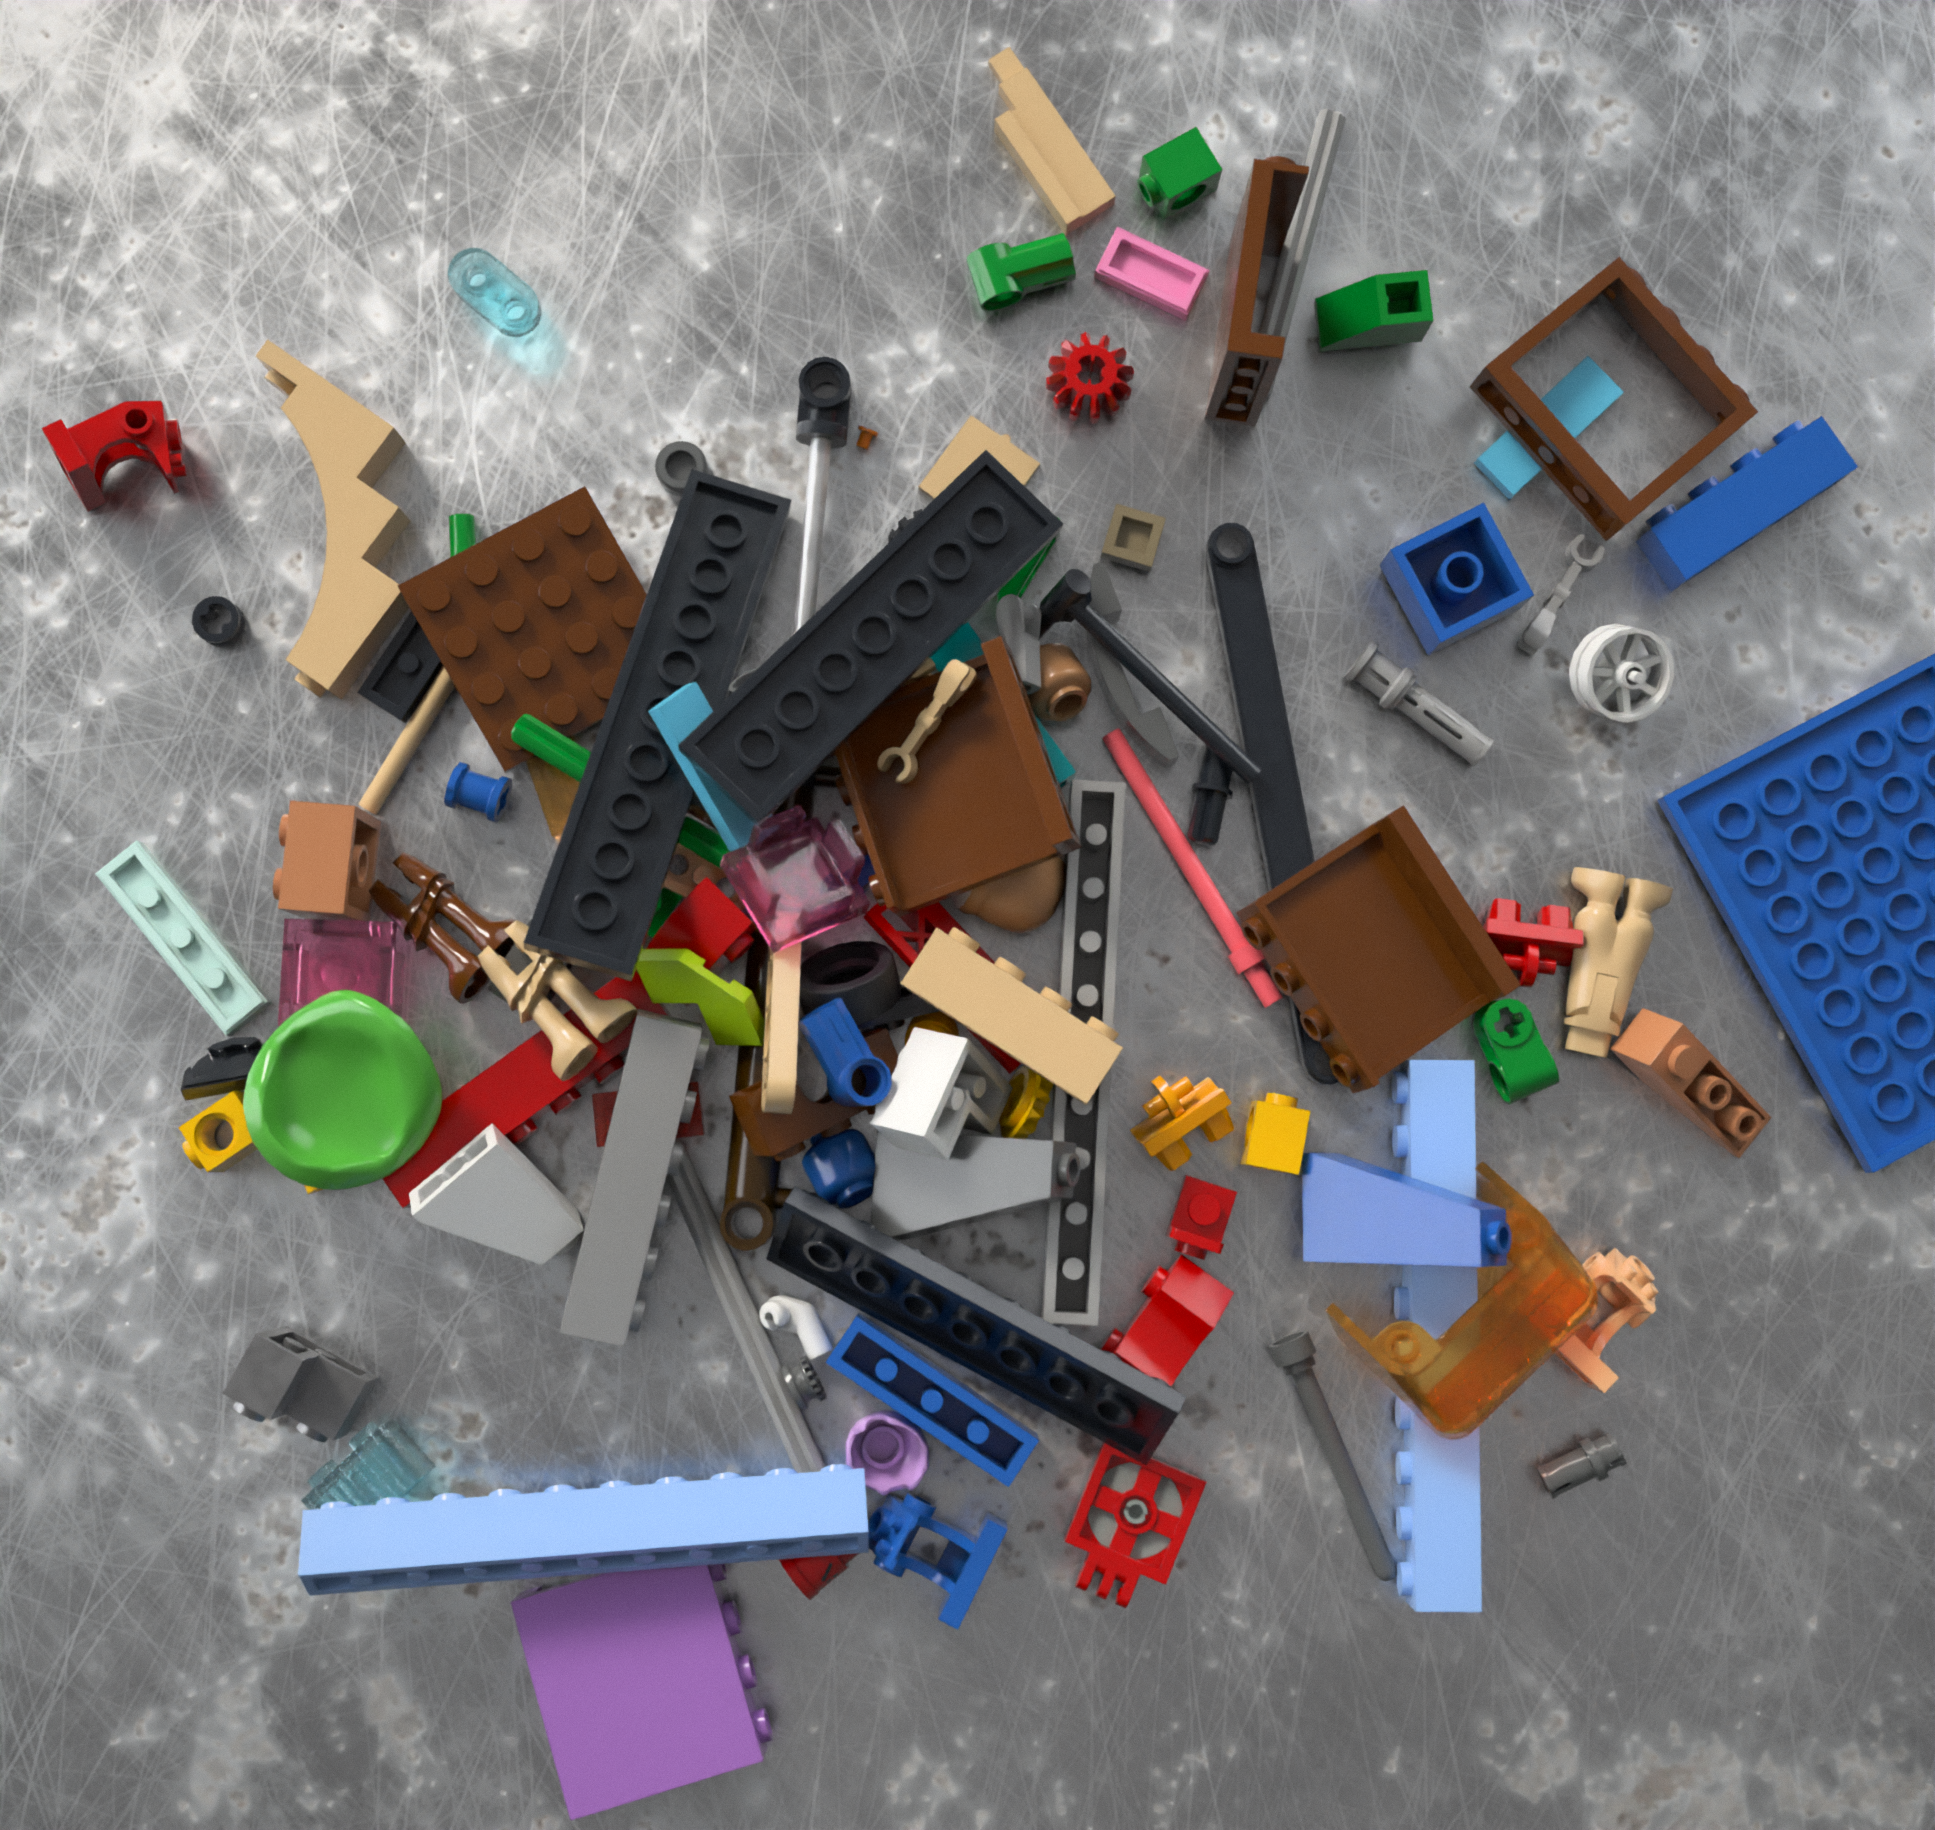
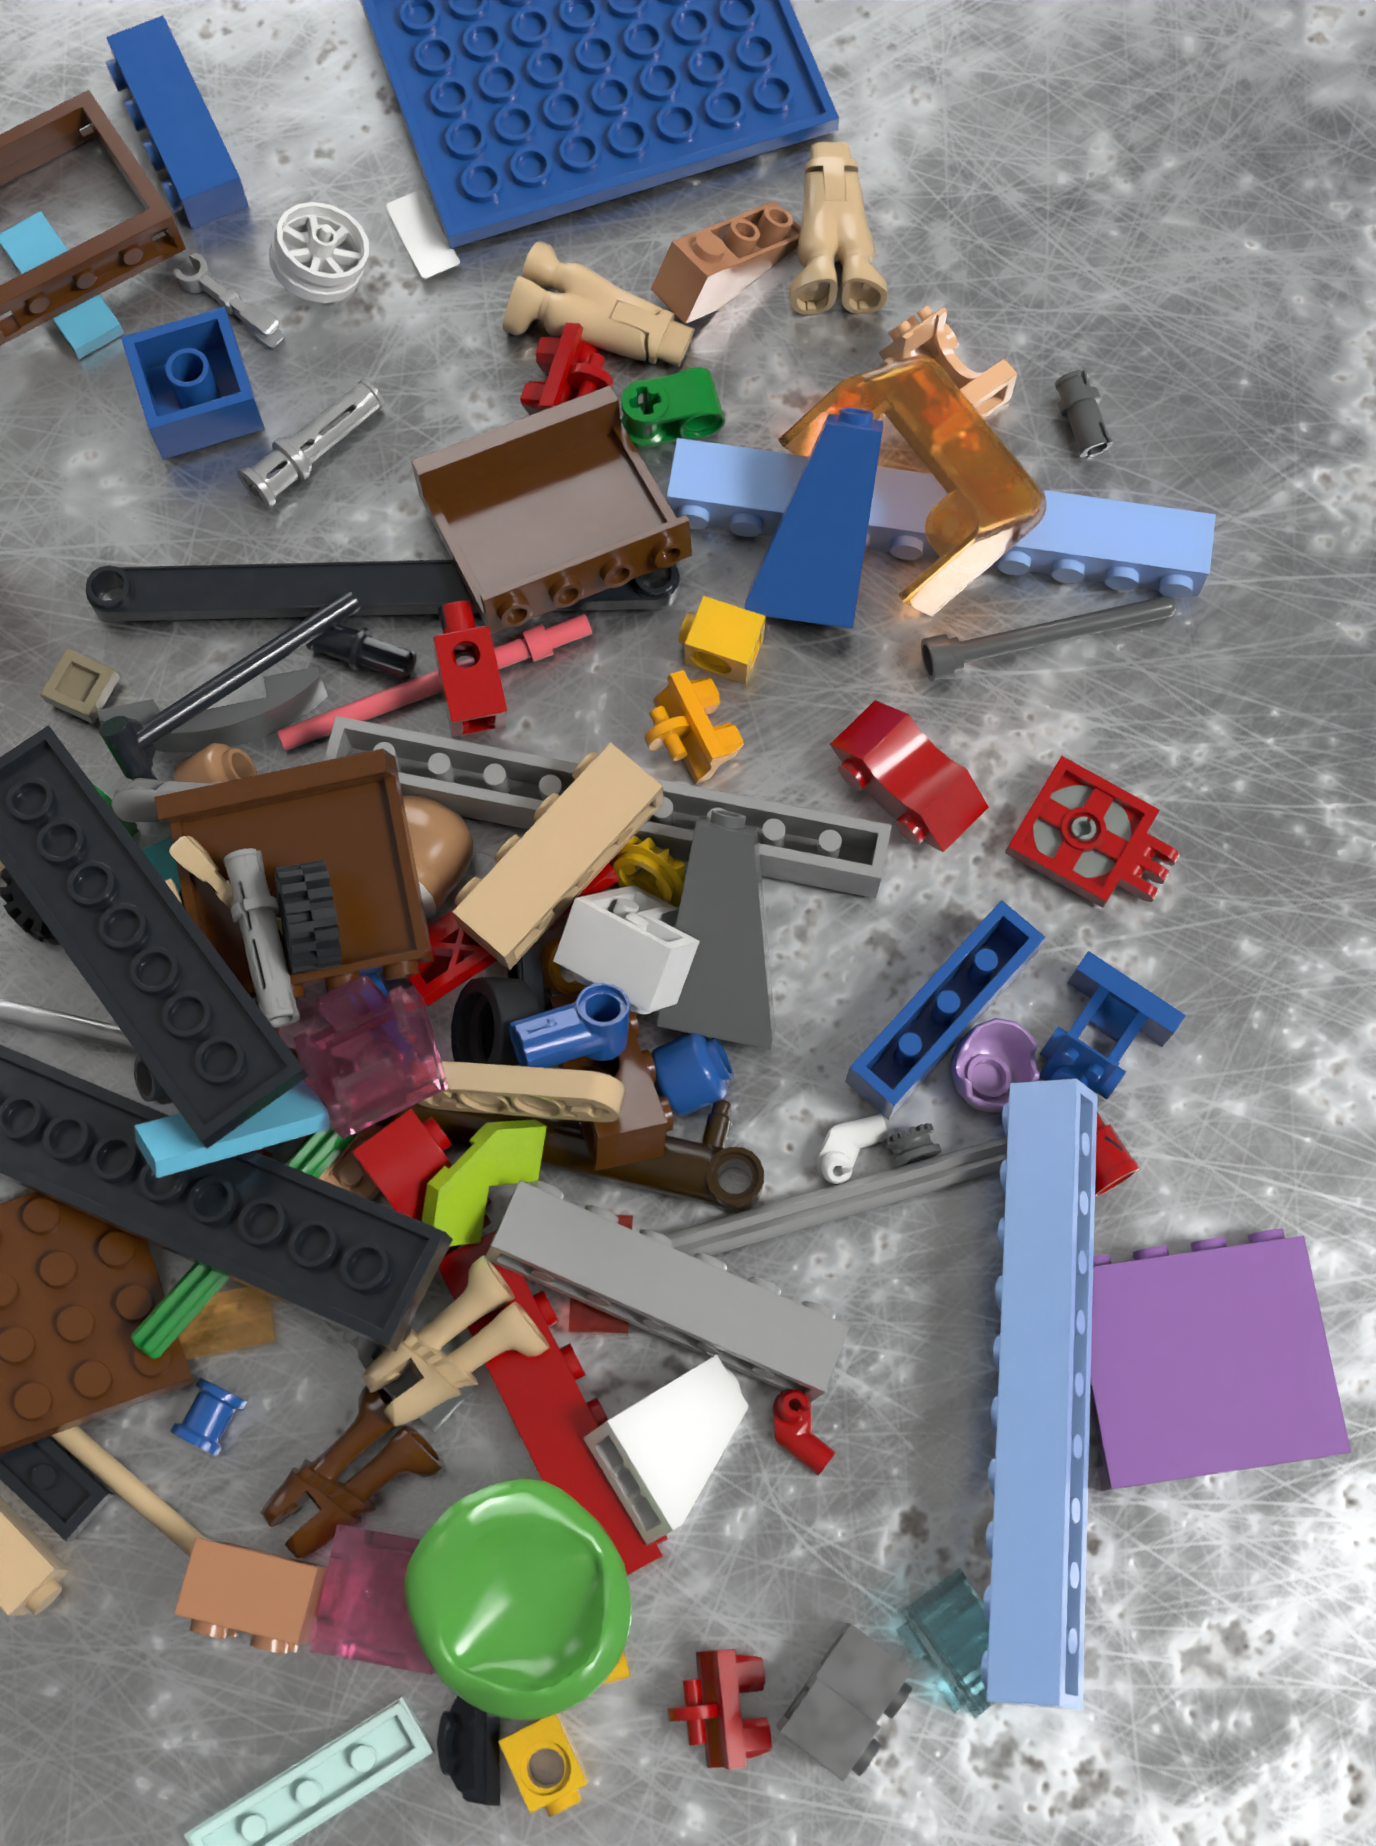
camera: 80 degrees left, 10 degrees down
(287, 1270) = (715, 1711): none -> red hips
(533, 1308) = (795, 1432): none -> red arm
(892, 755) = (256, 914): none -> light grey pin
(904, 798) = (308, 917): none -> black tyre
(974, 1326) = (872, 957): black plate -> none
(1170, 905) = (471, 694): none -> red torso
(1200, 1217) = (794, 726): red bracket -> none
(1669, 769) = (422, 234): none -> white sticker
(1739, 1186) = (833, 232): none -> tan piece

